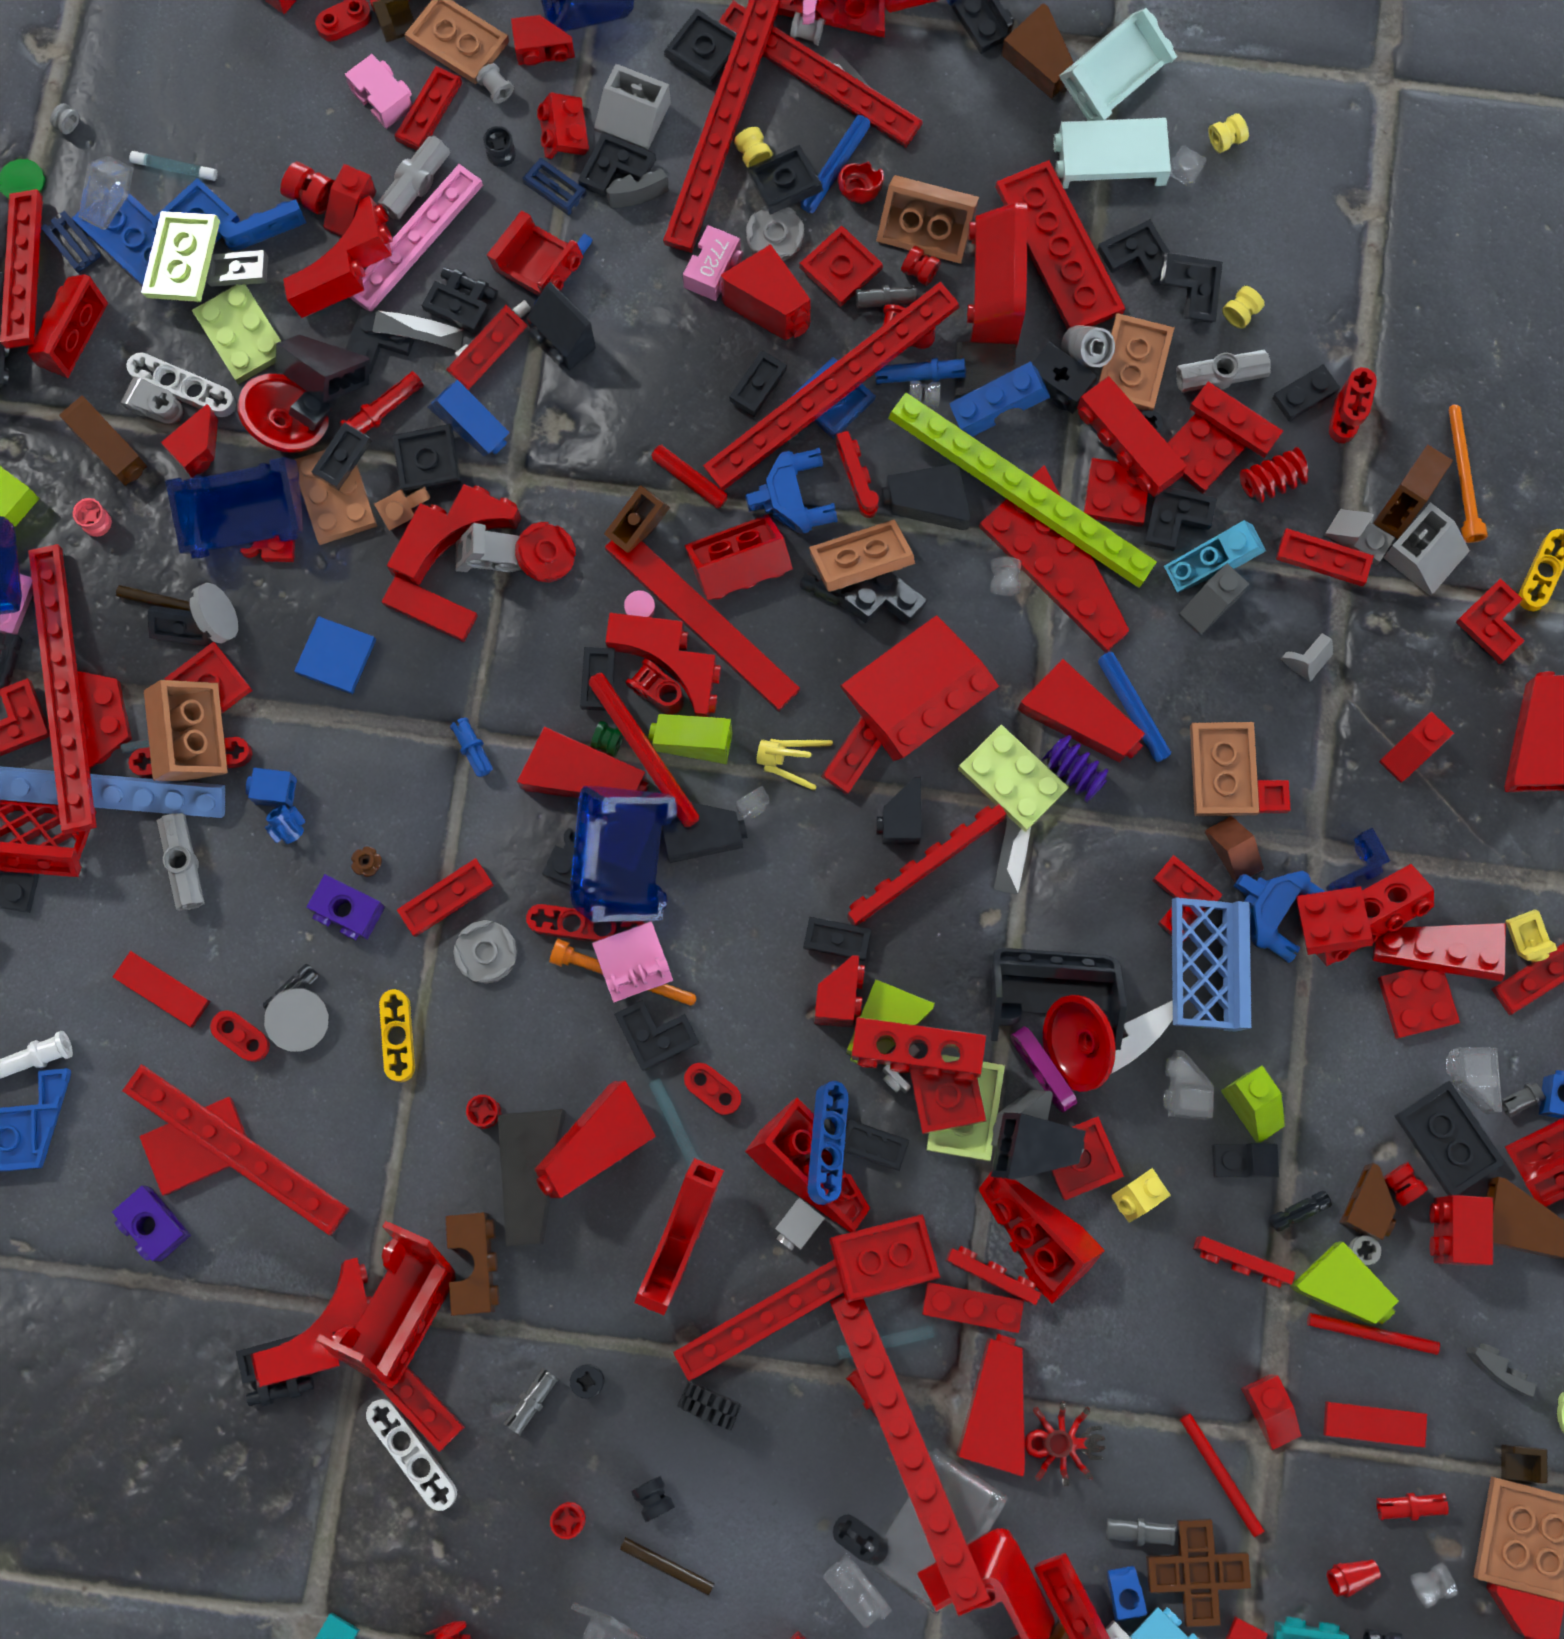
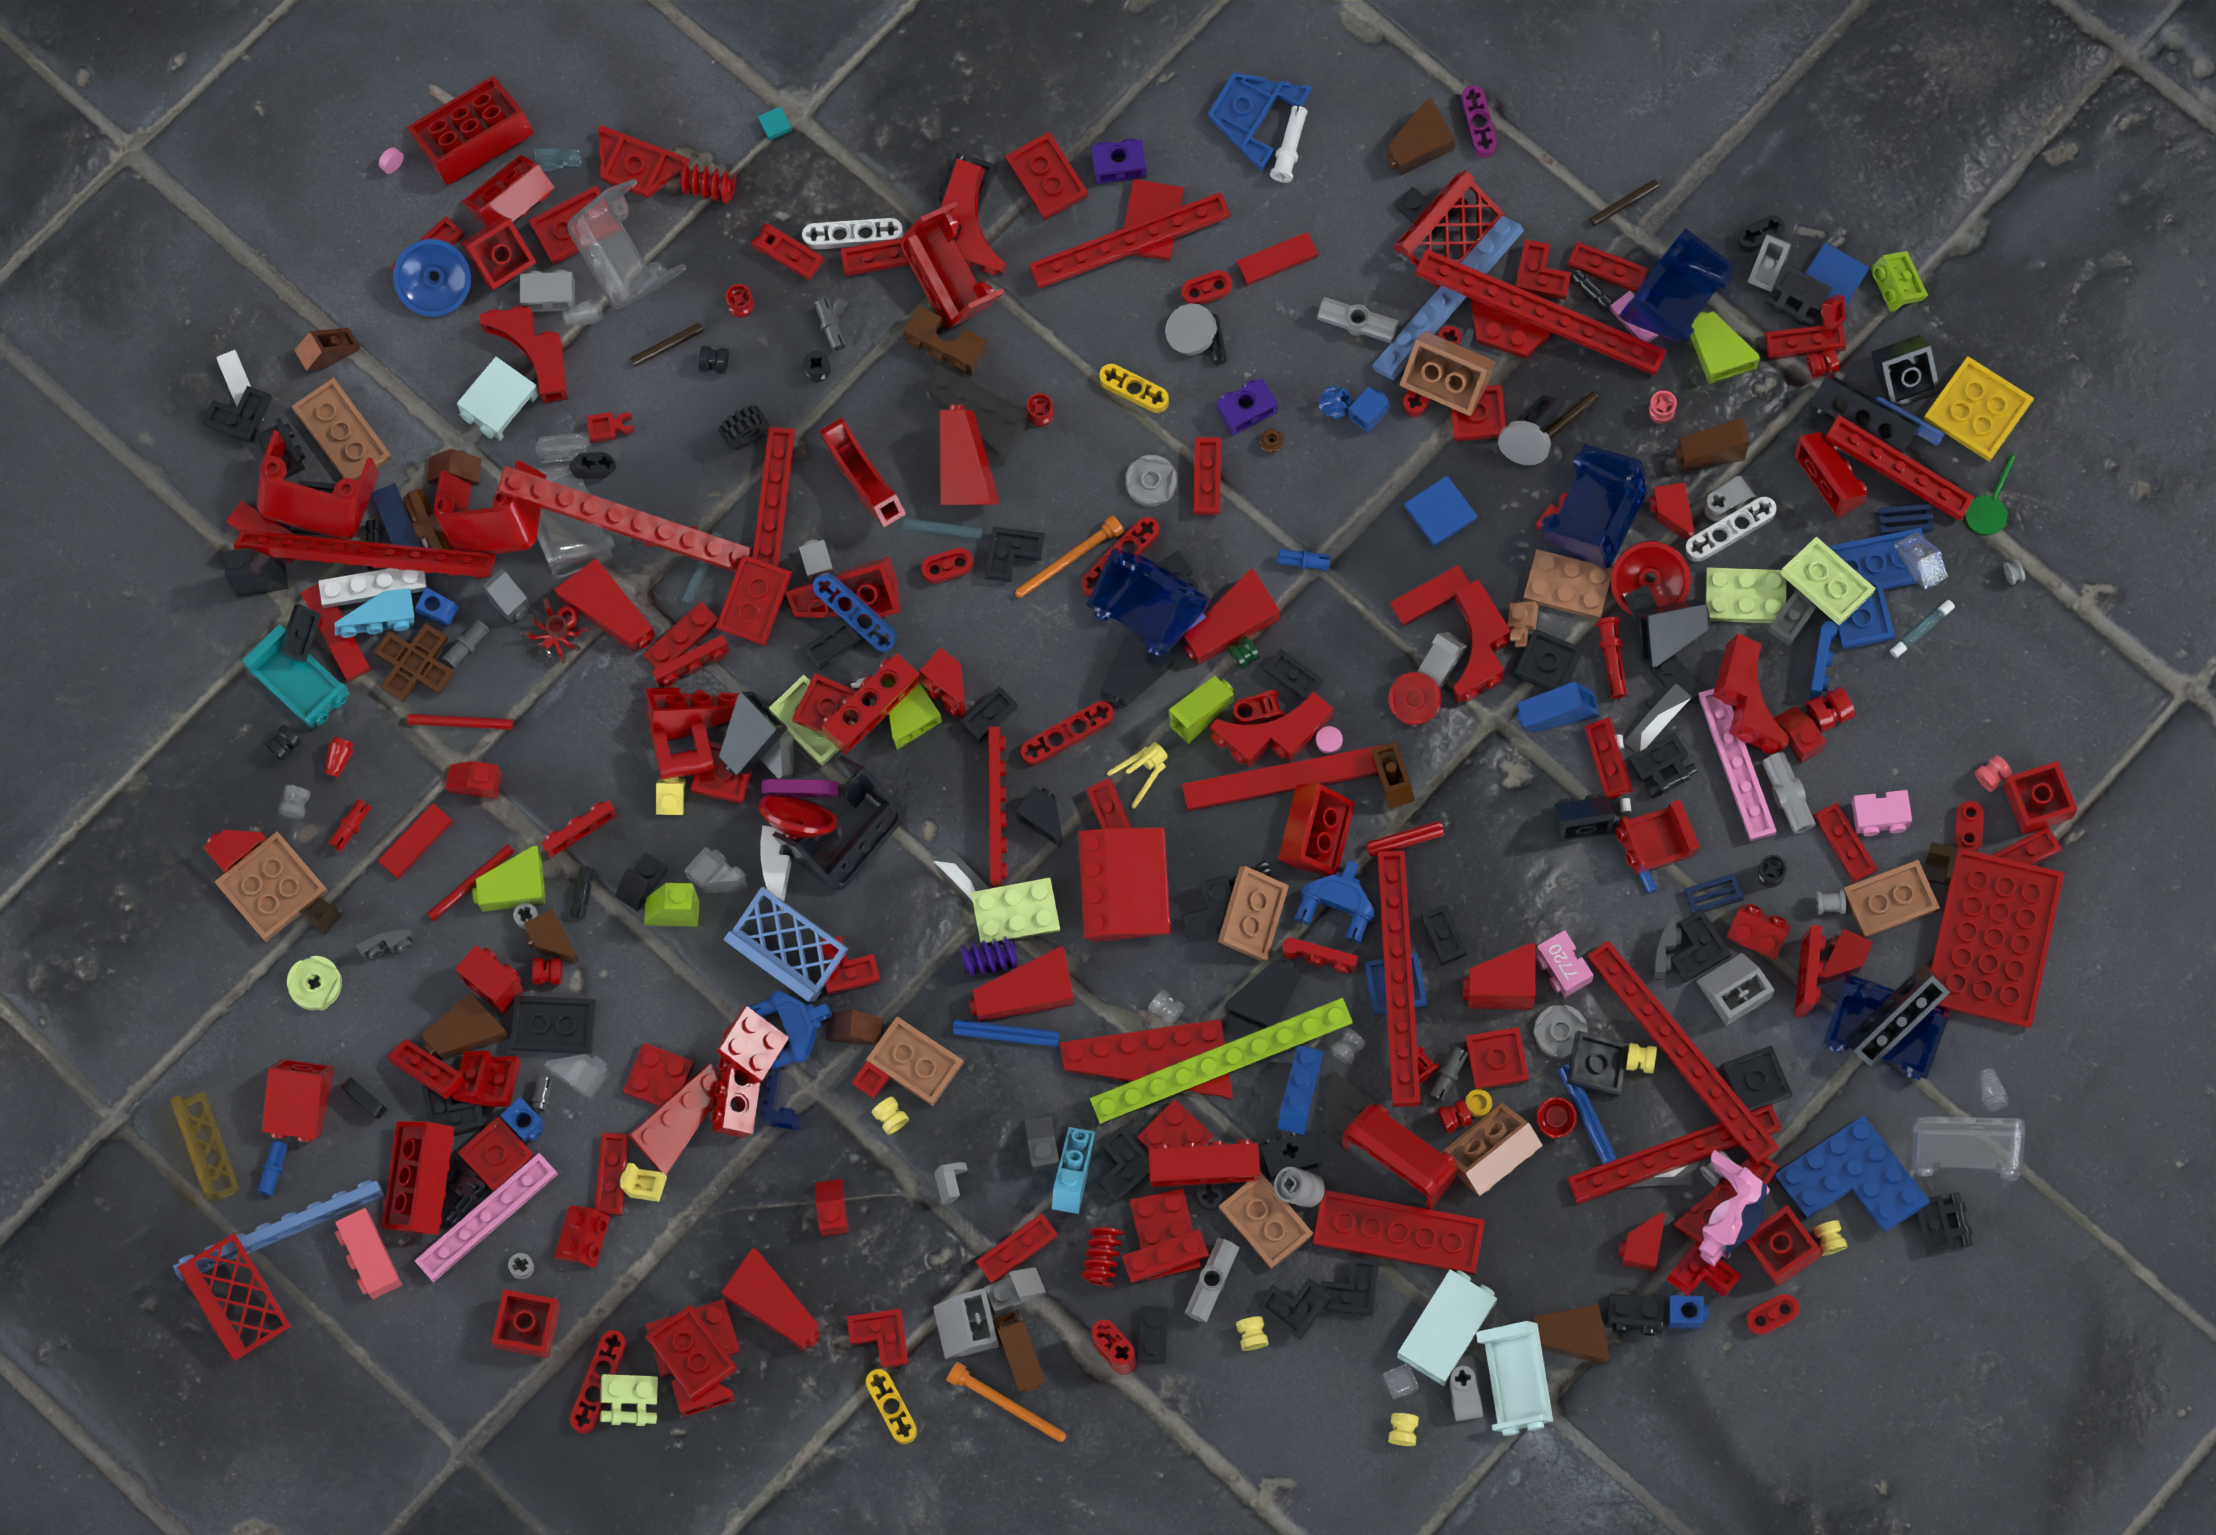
camera: 130 degrees right, 5 degrees down
(214, 1290) = (1046, 176): none -> red plate
(278, 23) = (1993, 773): none -> coral wheel
(341, 456) = (1585, 598): black plate -> none
(477, 1509) = (787, 251): none -> red plate
(576, 53) = (1809, 969): none -> red plate
(632, 961) = (1070, 565): bright pink hinge -> none
(642, 748) = (1214, 665): red axle -> none
(753, 803) = (1124, 720): clear plate -> none
(805, 848) = (1069, 737): none -> red beam
(805, 1563) = (604, 426): none -> red plate
(892, 258) = (1478, 1103): none -> yellow tile
(918, 44) = (1643, 1244): none -> red slope
(921, 371) = (1362, 1064): blue pin -> none
(1065, 1521) = (506, 597): none -> slope
(1105, 1196) = (685, 762): none -> red connector
(1162, 101) = (1465, 1399): none -> light grey piece
(1292, 754) = (888, 1112): none -> light yellow wheel

